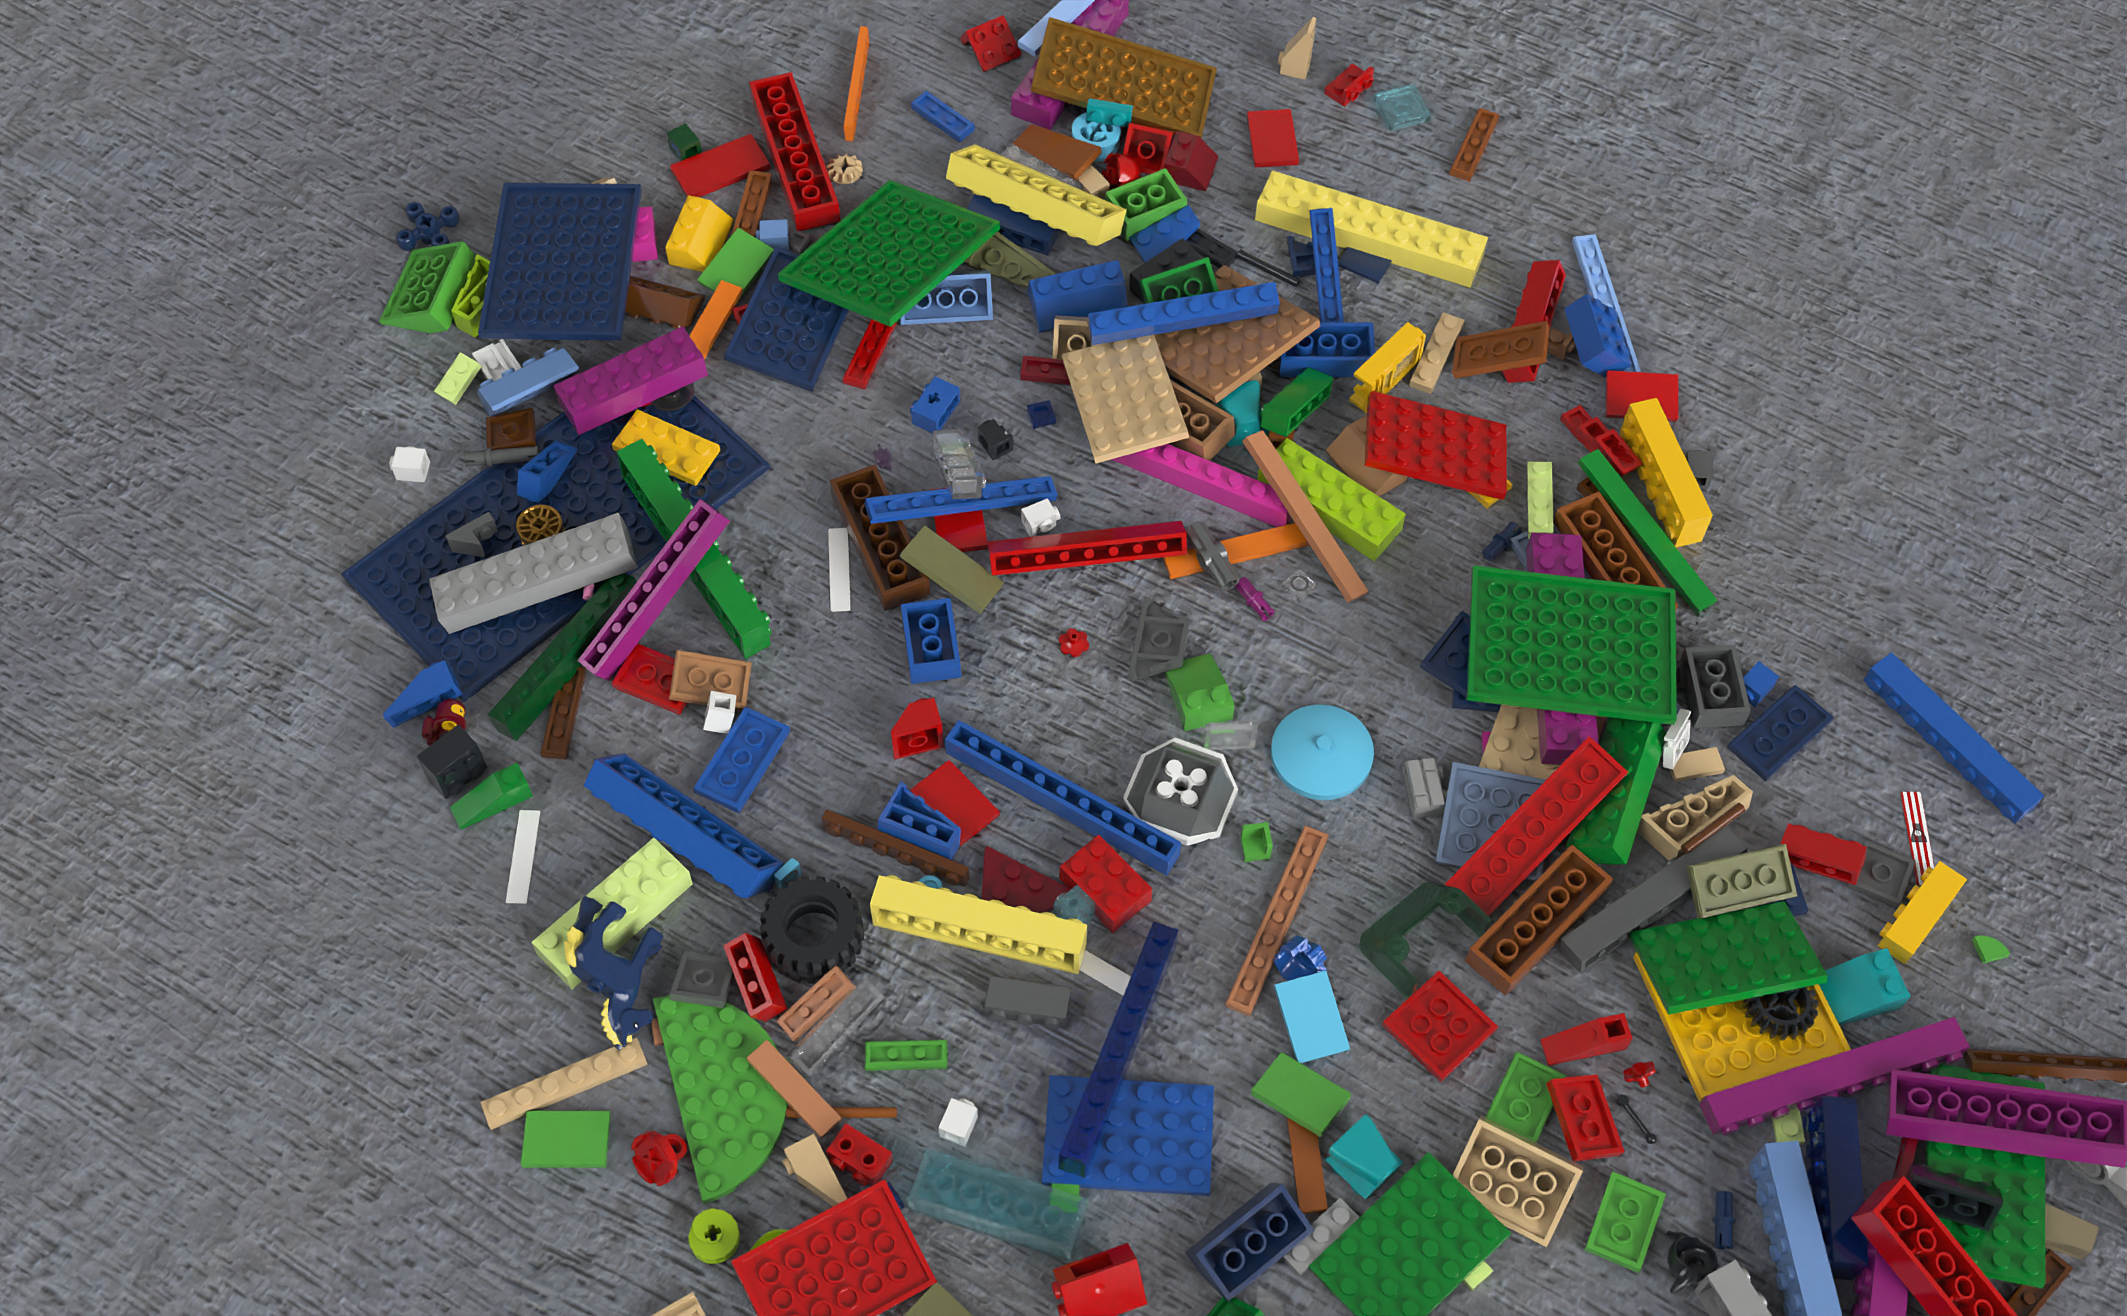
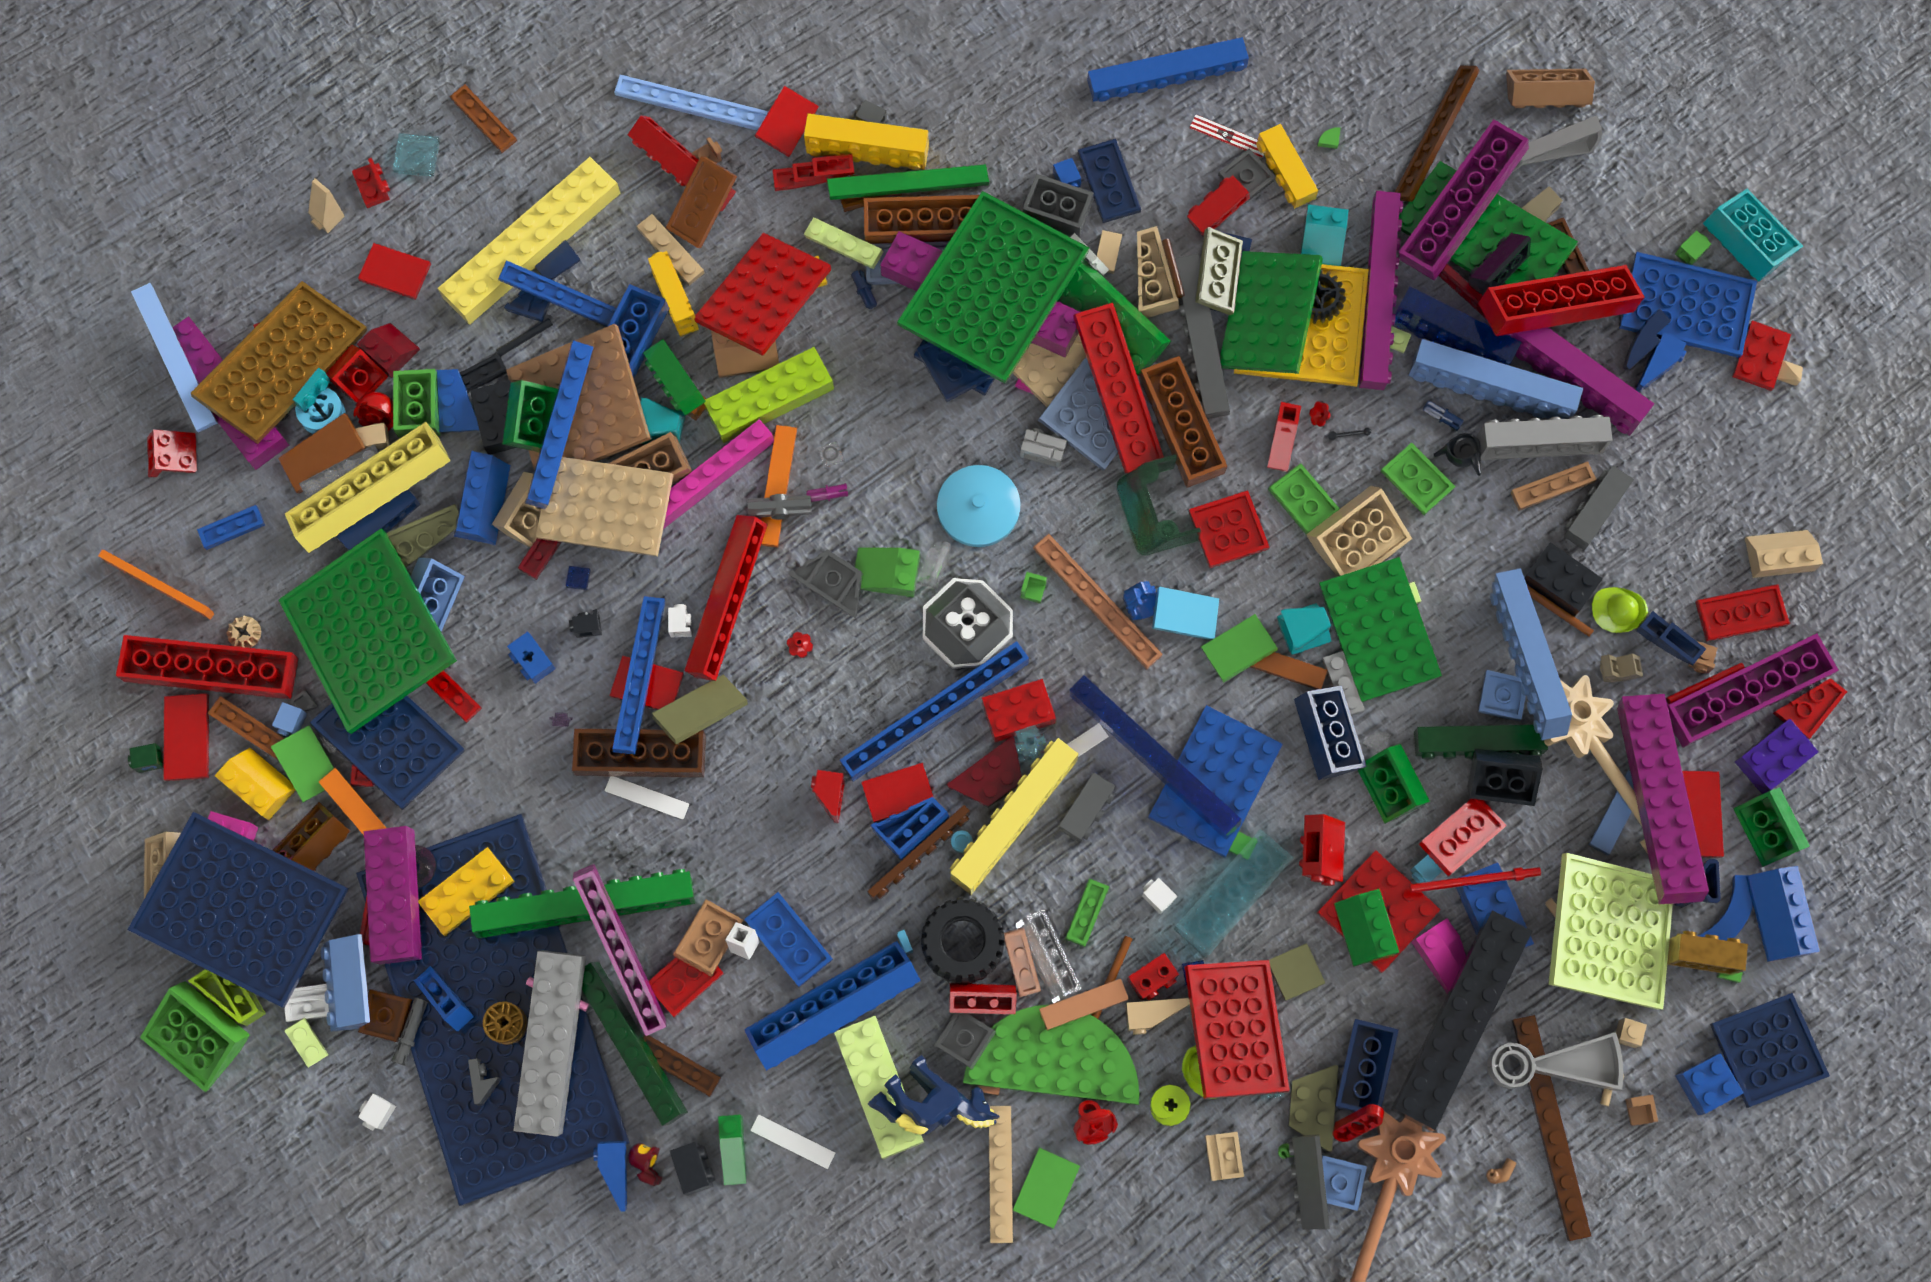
camera: 65 degrees left, 15 degrees up
(427, 226) = (130, 1020): dark blue gear -> none
(931, 640) = (753, 752): blue brick -> none
(958, 464) = (605, 663): clear brick -> none
(1305, 516) = (780, 421): nougat tile -> none
(1585, 1117) = (1337, 466): red plate -> none
(1597, 335) = (723, 124): blue brick -> none

